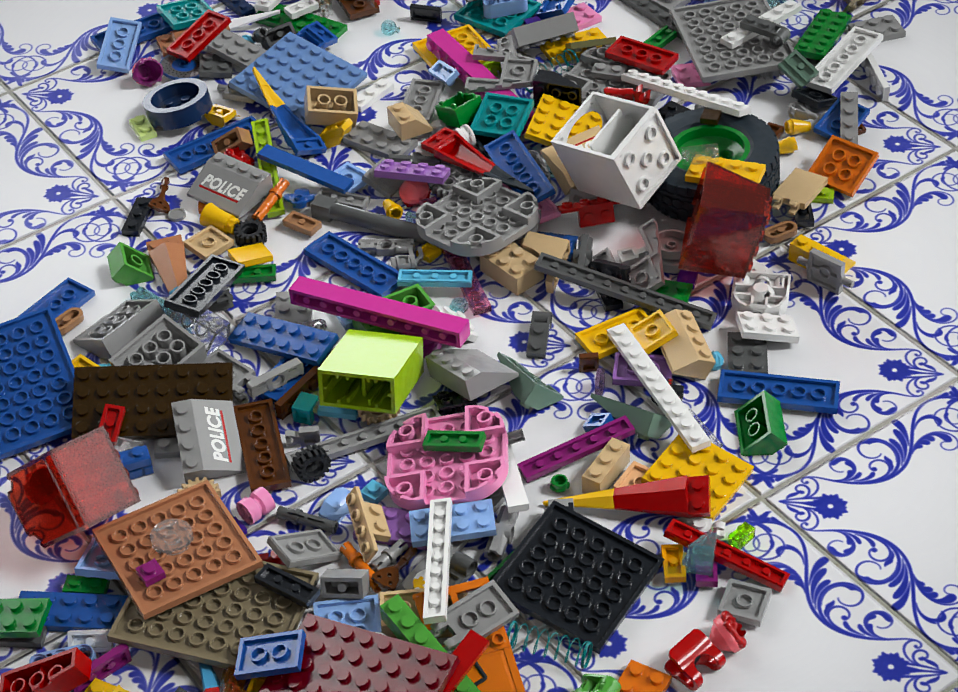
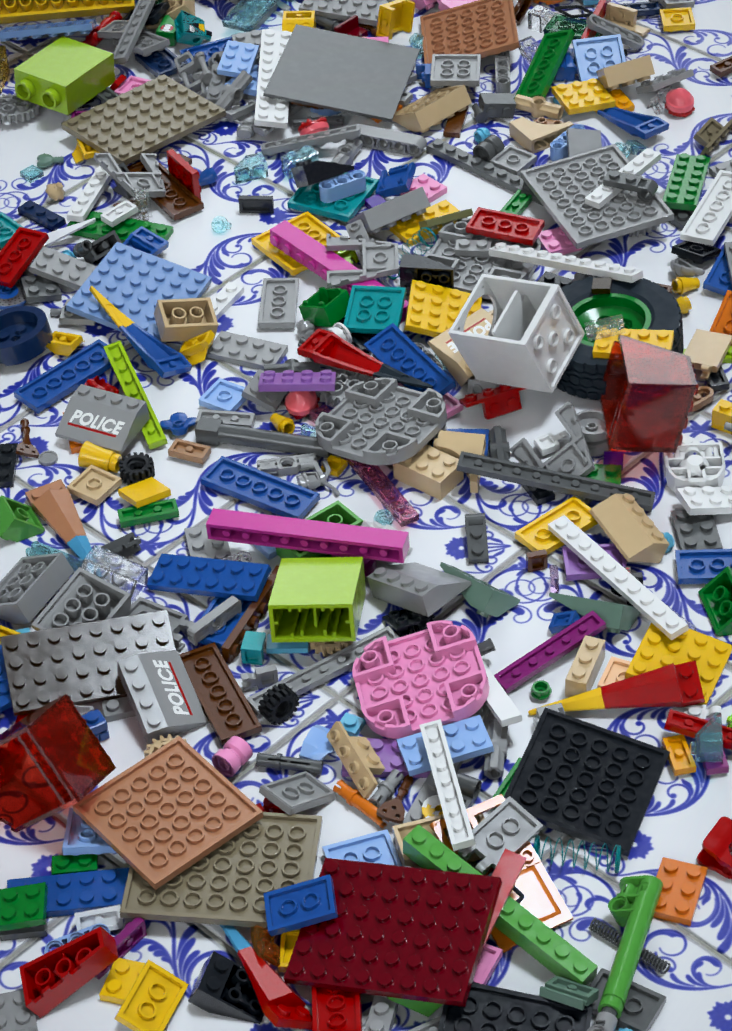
camera: 10 degrees left, 0 degrees up
(112, 420) = (54, 685): red plate -> none
(150, 572) = (150, 840): magenta plate -> none
(171, 536) = (161, 800): clear tile -> none
(204, 286) = (111, 532): black plate -> none
(234, 138) = (89, 369): medium nougat slope -> none
(274, 195) = (153, 424): orange pin -> none
(287, 585) = (295, 833): black plate -> none
(305, 169) = (178, 391): blue tile -> none
(345, 583) = (351, 823): light grey brick -> none
(407, 121) = (273, 326): tan slope -> none
(435, 278) = (351, 492): medium azure tile -> none
(444, 72) = (297, 268): light blue tile -> none
(454, 441) = (426, 660): green plate -> none
(612, 269) = (535, 459): black plate -> none
(629, 93) = (515, 271): red piece -> none
(653, 331) = (598, 519): yellow tile -> none
(798, 69) = (674, 223): sand green plate -> none

